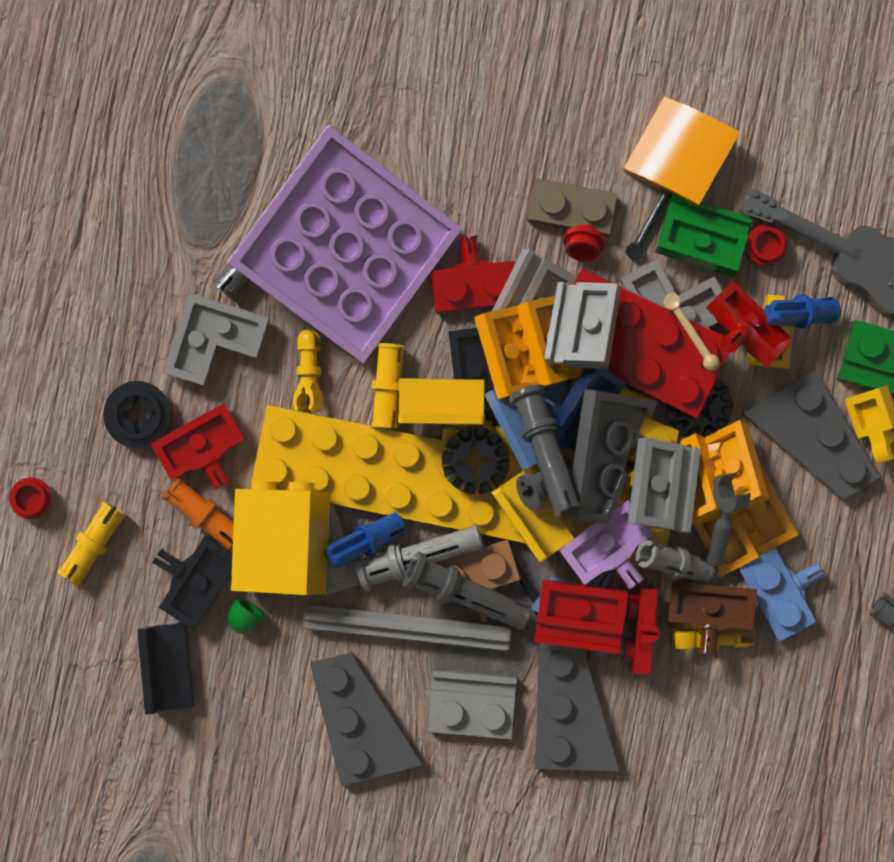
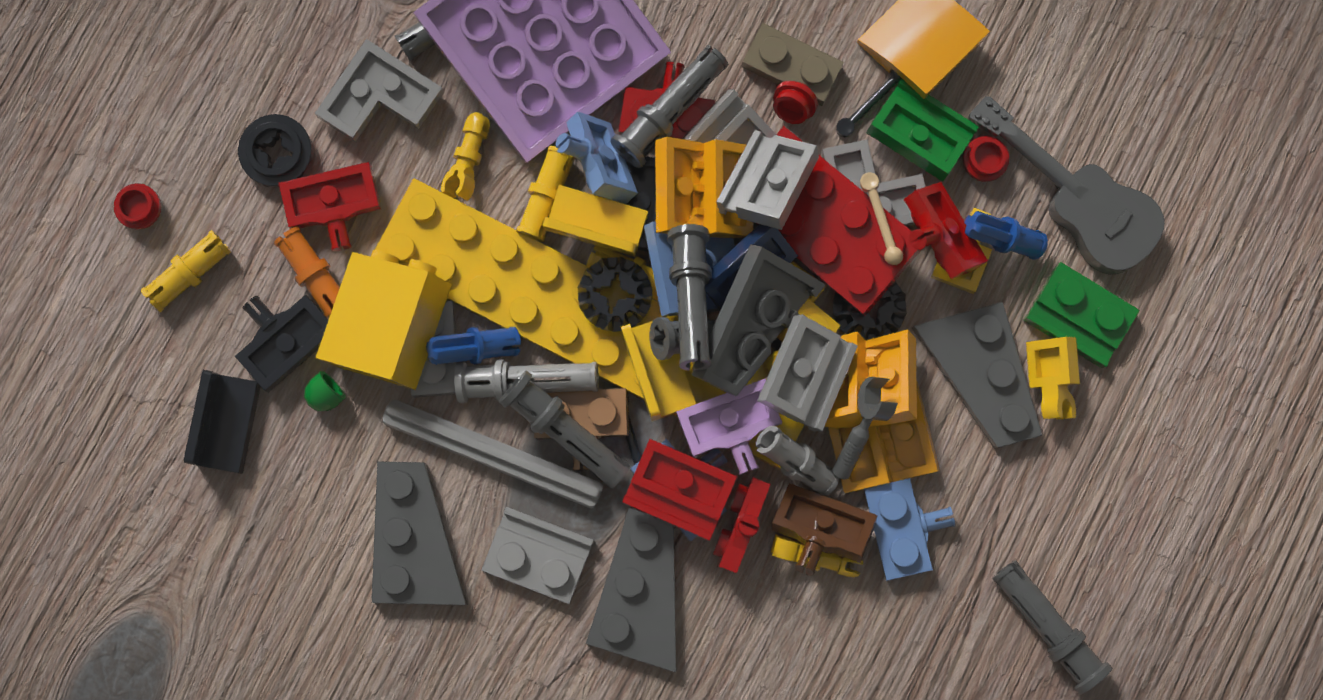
camera: 15 degrees right, 5 degrees down
(428, 342) = (604, 168): none -> medium blue plate
(469, 296) = (657, 119): none -> dark grey pin

